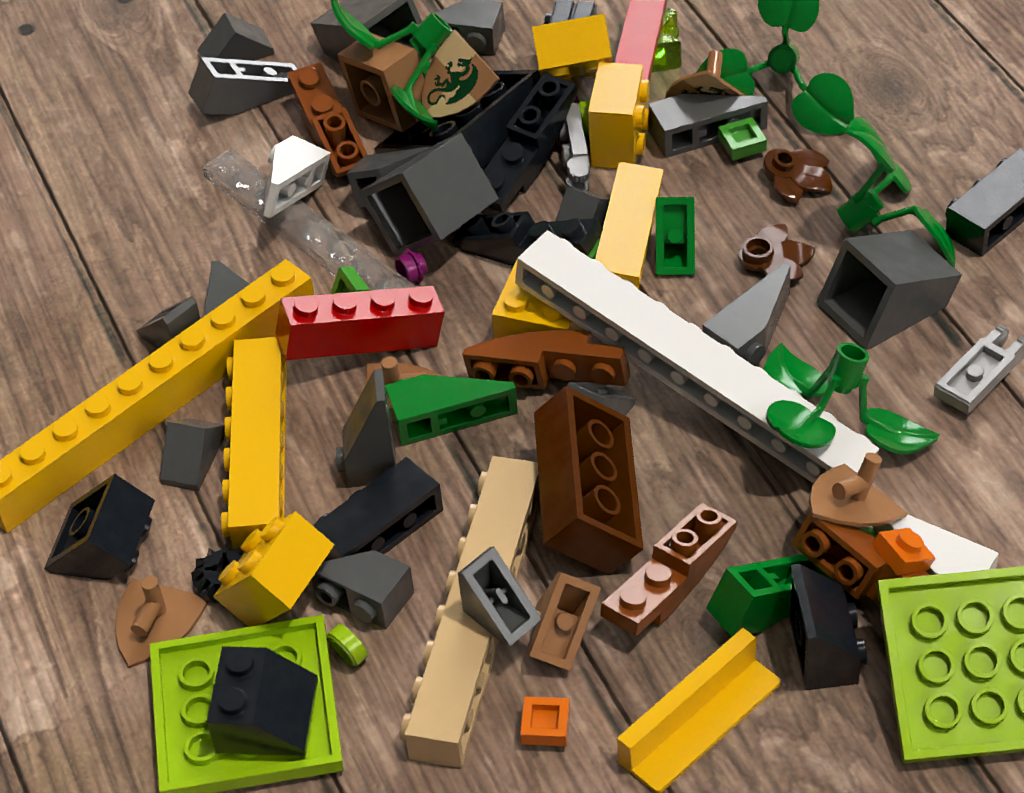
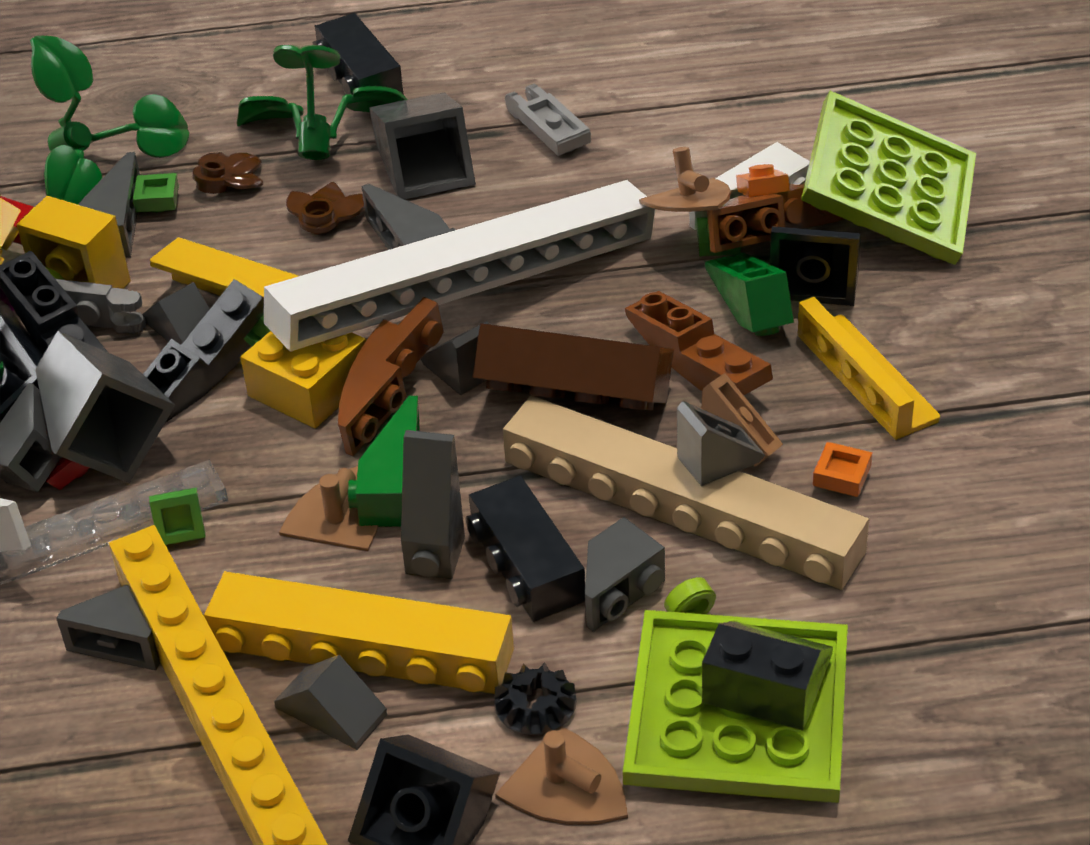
camera: 75 degrees left, 5 degrees down
(170, 322) = (121, 688): dark grey slope -> none
(272, 569) = (585, 625): yellow brick -> none
(359, 322) = (249, 500): red brick -> none
(411, 266) = (164, 452): magenta plate -> none
(675, 235) = (259, 243): green slope -> none
(705, 81) = (78, 181): shield -> none
(842, 375) = (554, 161): green plant -> none

